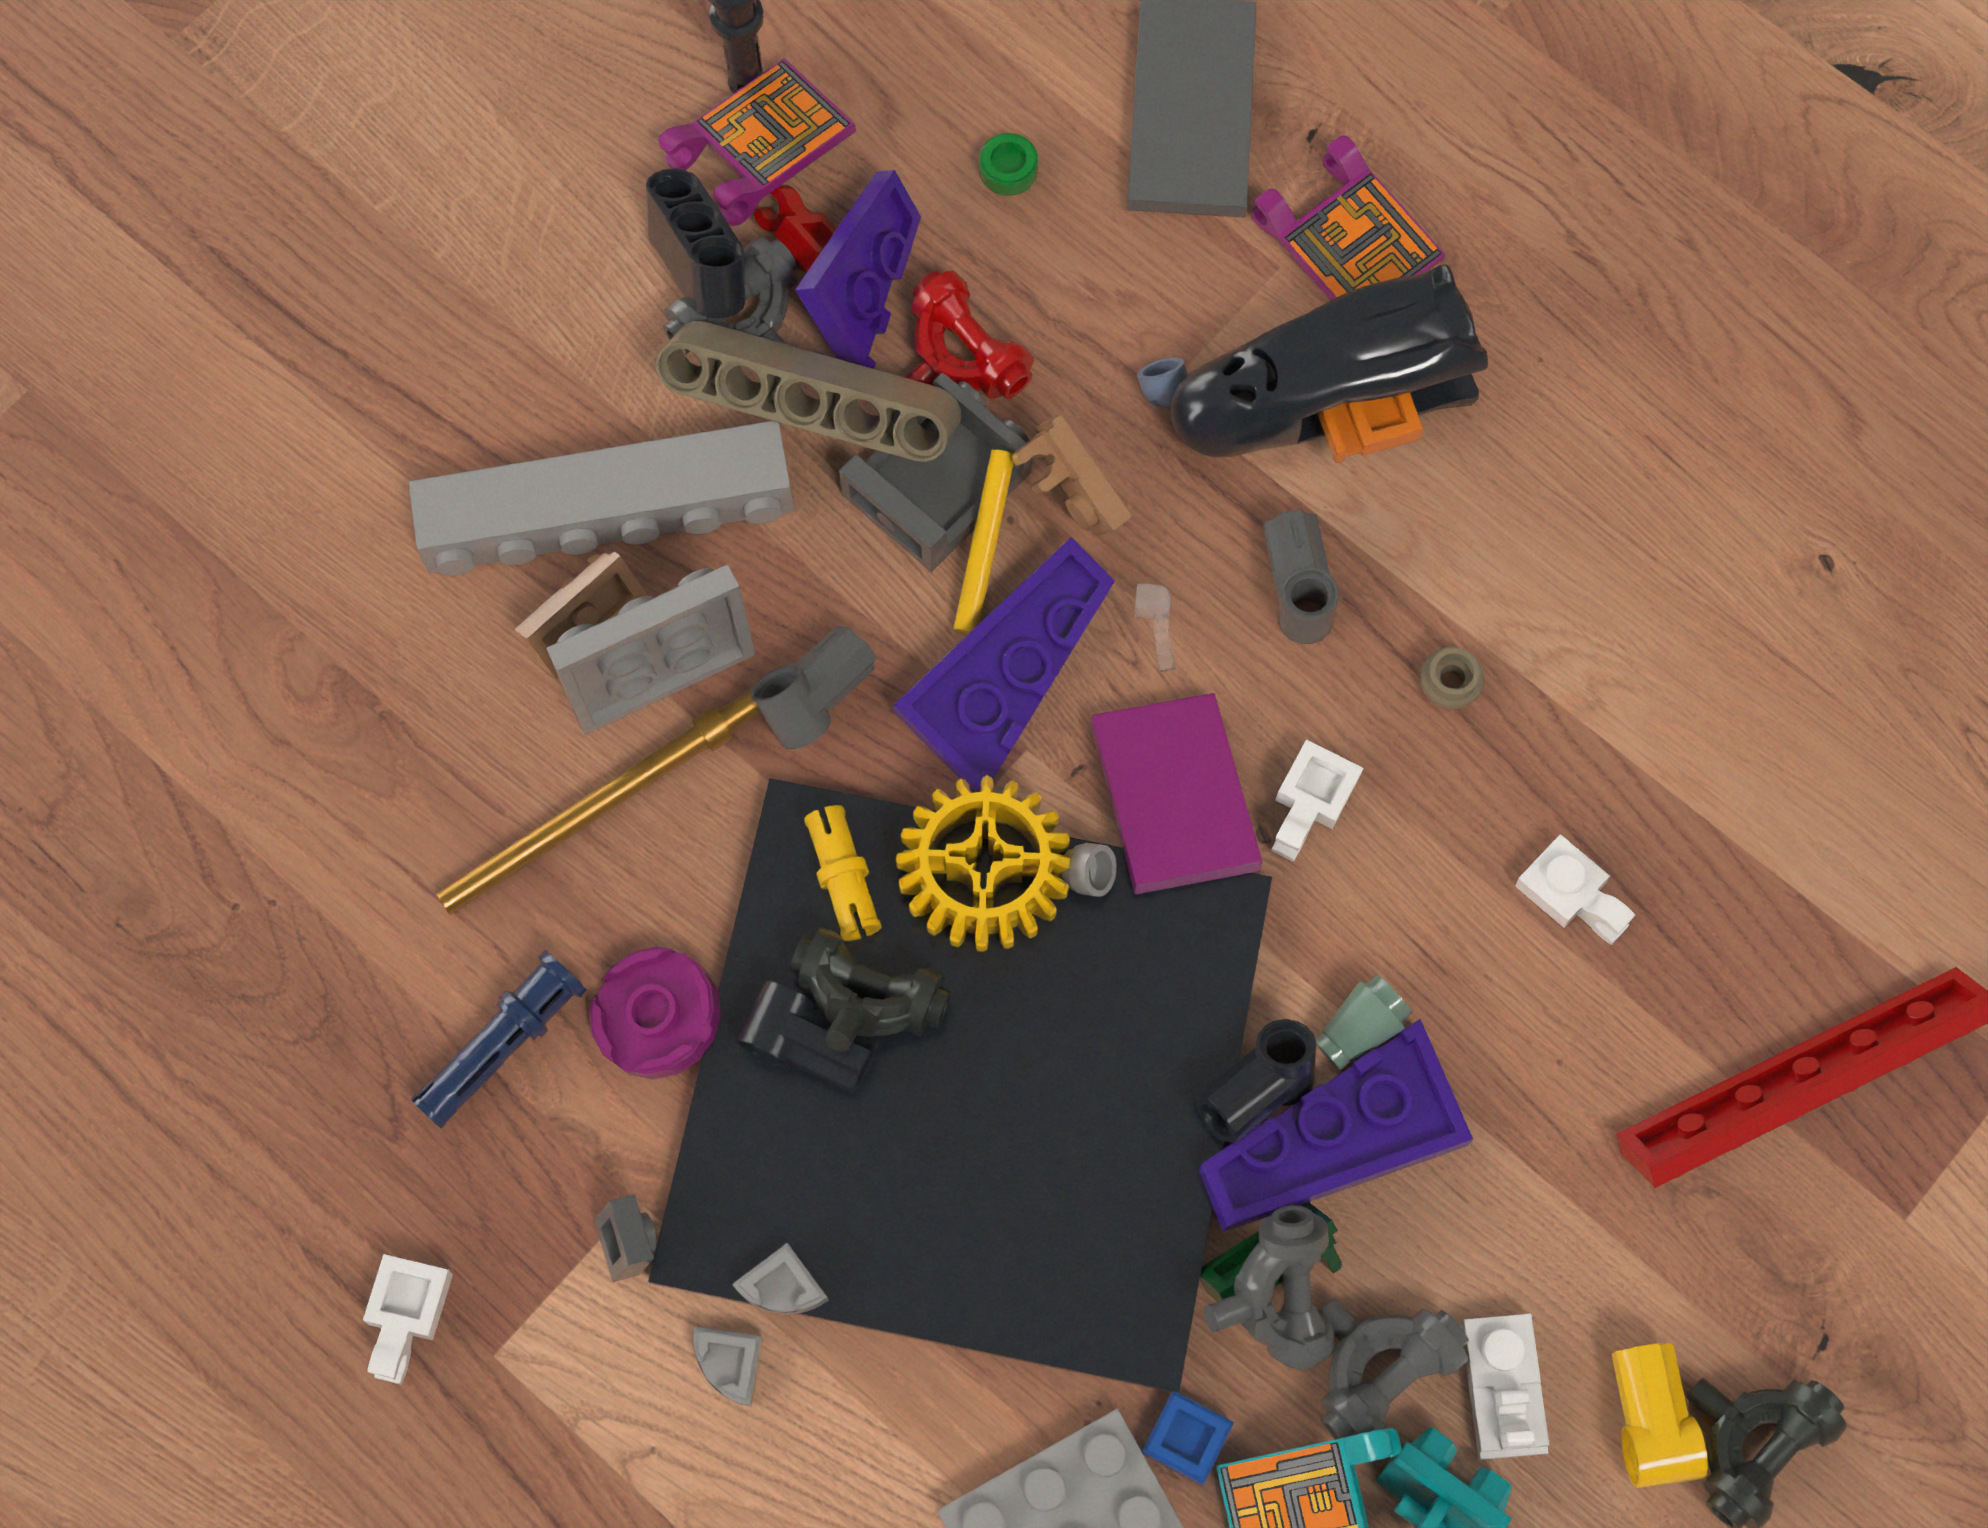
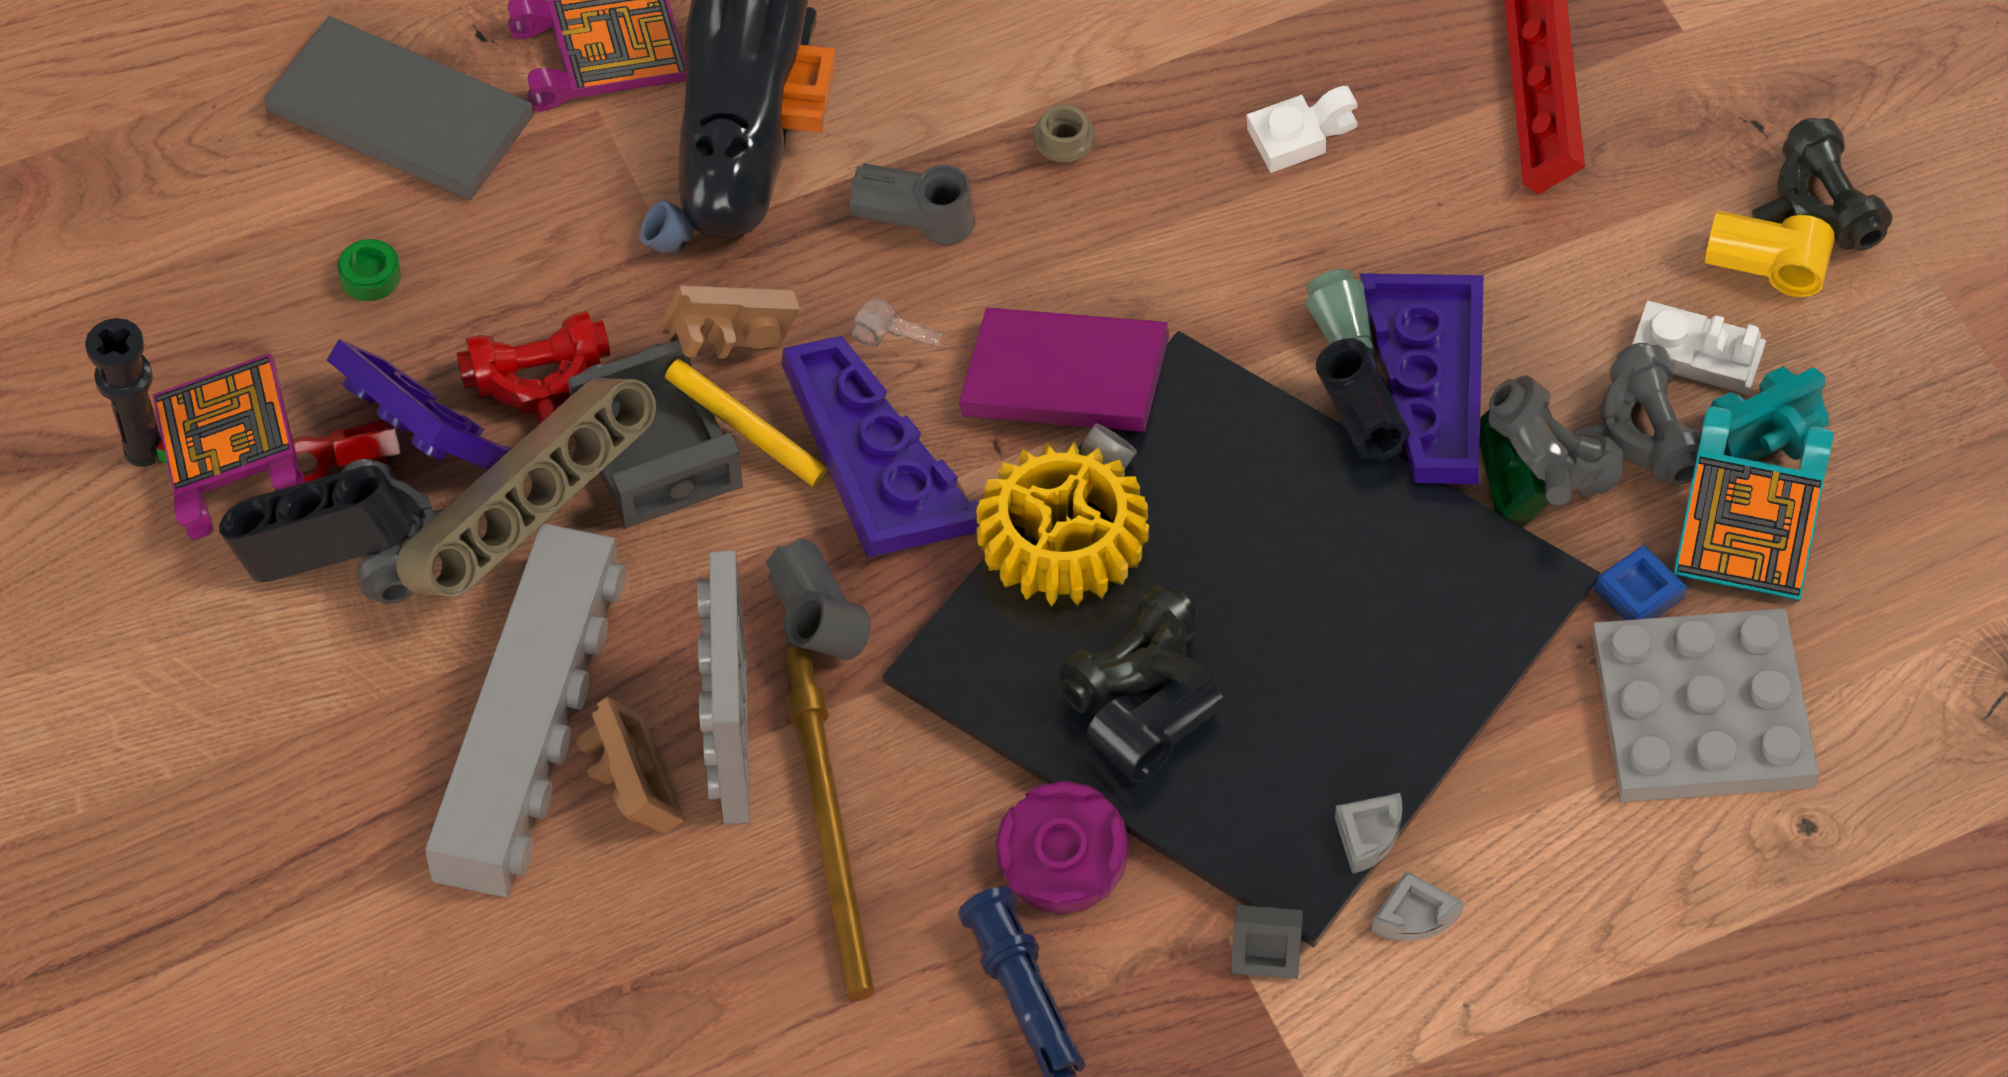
camera: 65 degrees left, 15 degrees down
(842, 873) = (1009, 640): yellow pin -> none
(1315, 792) = (1120, 267): white plate -> none

